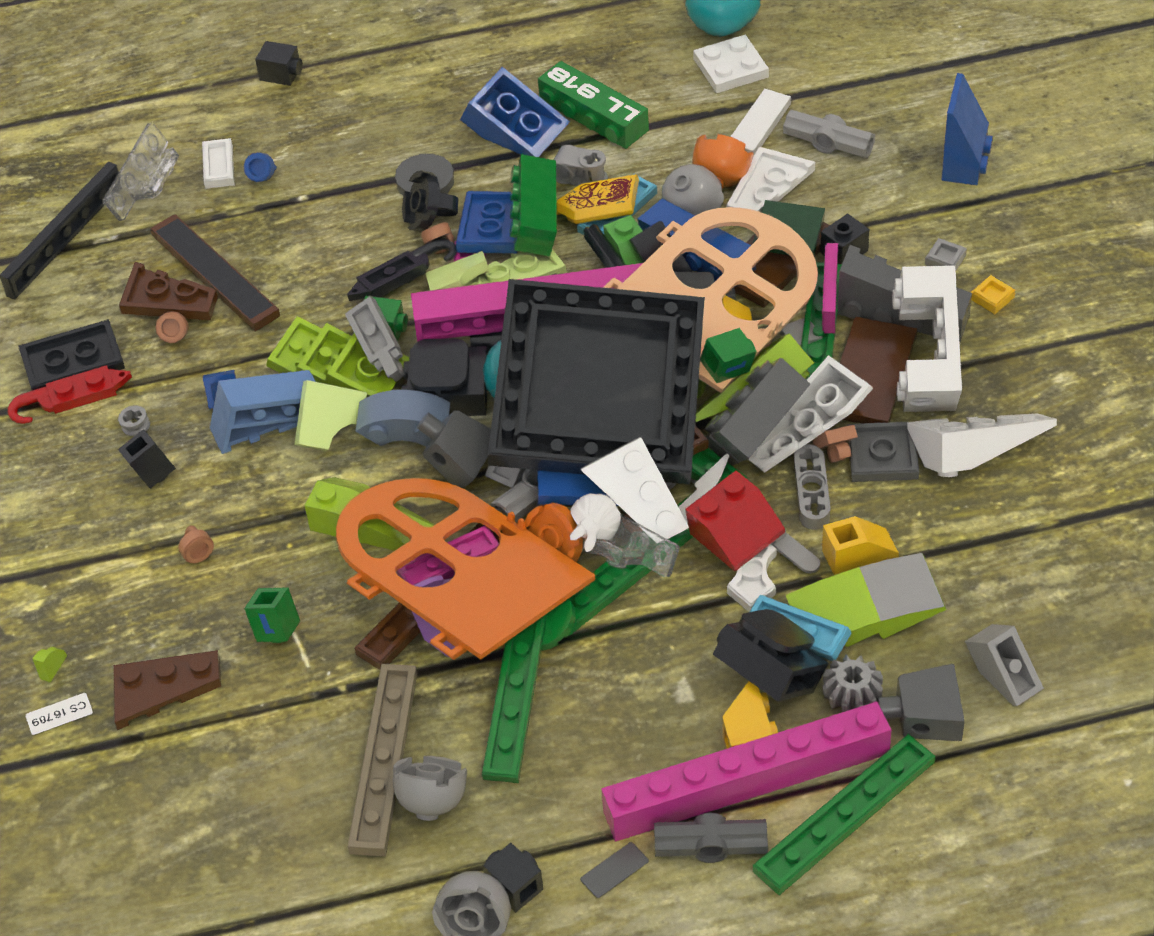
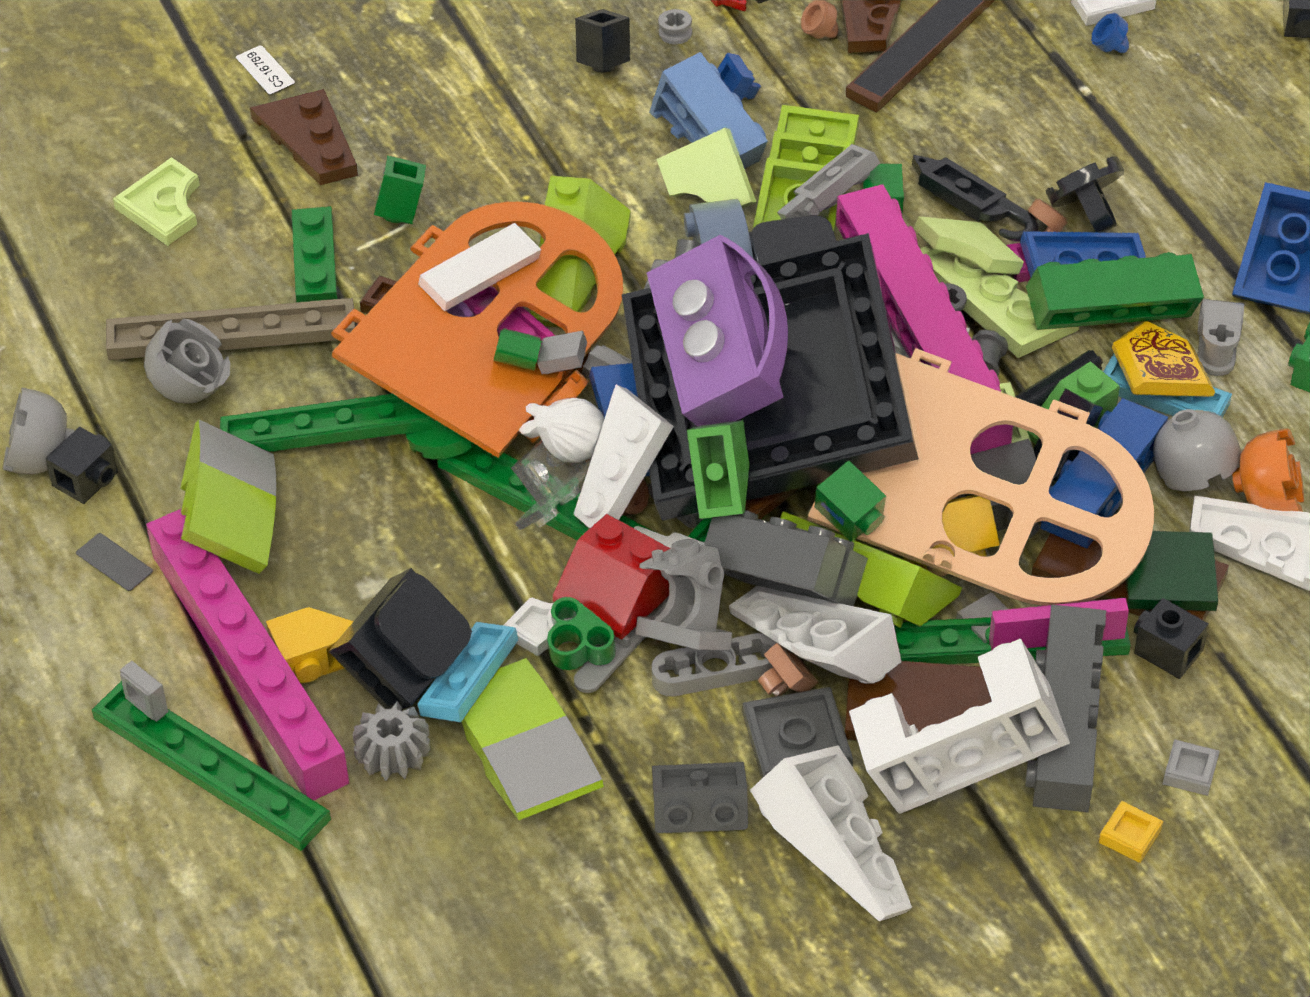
camera: 75 degrees right, 0 degrees up
(48, 662) = (320, 40): lime tile -> none
(195, 545) = (496, 112): nougat tile -> none
(201, 804) = (161, 201): none -> yellowish green tile
(311, 694) = (314, 254): none -> green plate
(410, 552) = (479, 267): none -> white tile
(426, 162) = (1154, 190): dark grey tile -> none
(502, 539) = (517, 349): none -> green brick
(512, 515) = (562, 352): none -> light grey tile
(583, 375) = (719, 331): none -> medium lavender piece
(595, 758) = (229, 497): none -> lime slope
(692, 411) = (719, 468): none -> bright green slope
(710, 837) = (152, 628): dark grey piece -> none
(780, 546) = (583, 629): none -> green piece
(783, 837) = (143, 691): none -> light grey tile
(789, 484) = (691, 572): none -> light grey tile
(856, 544) = (611, 714): yellow slope -> none
(927, 704) = (373, 823): dark grey torso -> none
(931, 507) = (700, 797): none -> dark grey bracket
(1005, 662) = (449, 897): light grey slope -> none

